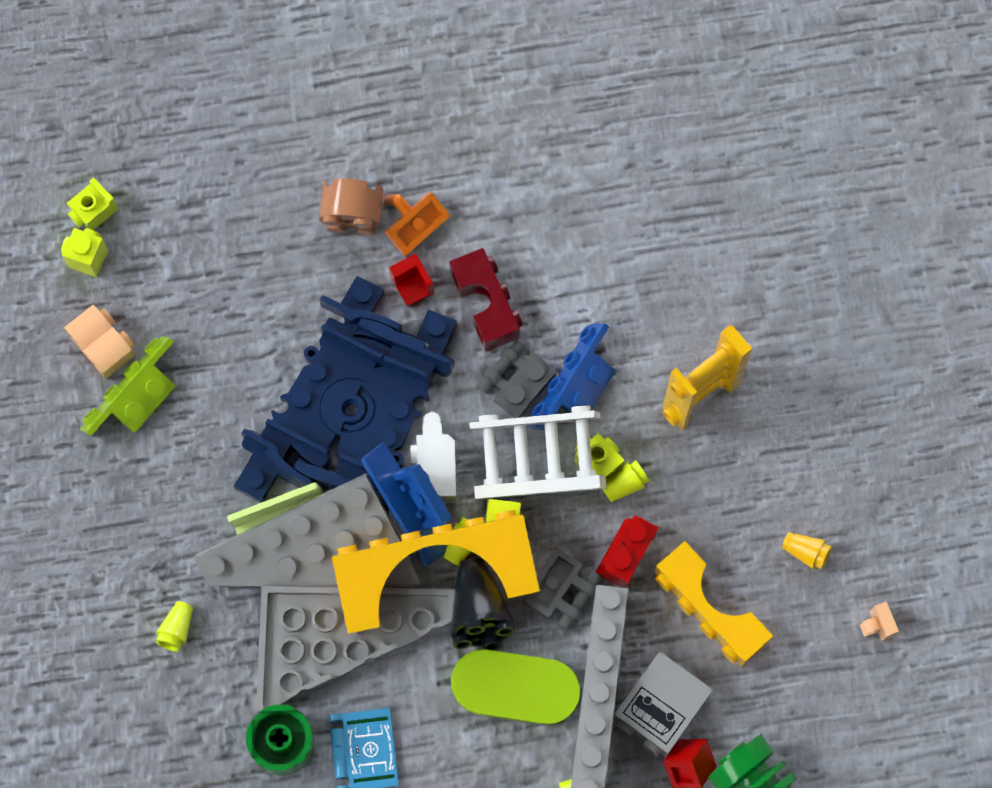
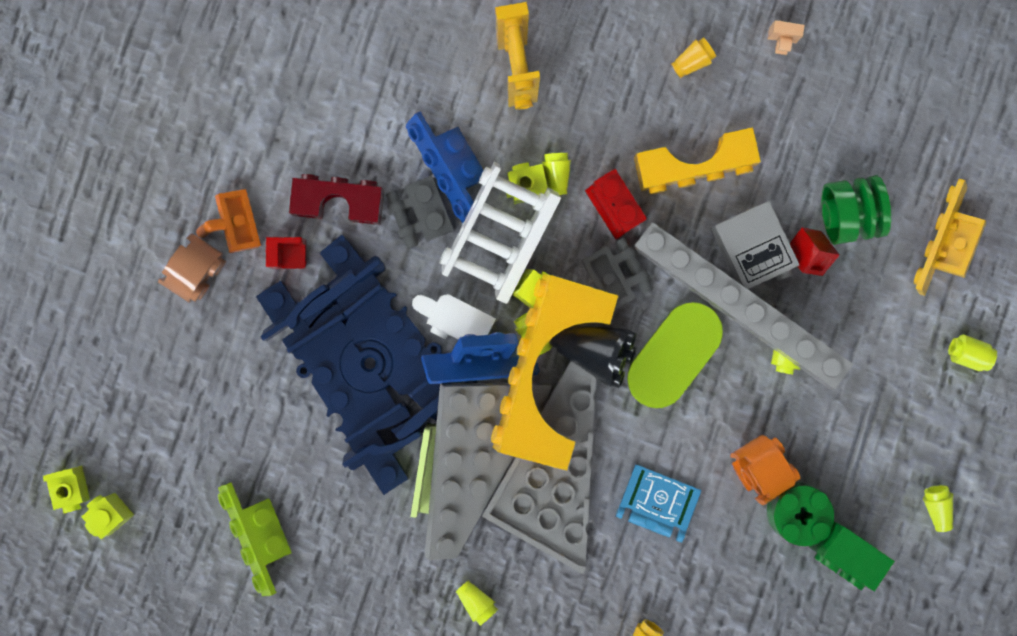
camera: 60 degrees left, 15 degrees up
(100, 341) = (194, 542): light nougat brick -> none
(267, 727) = (623, 583): green brick -> none

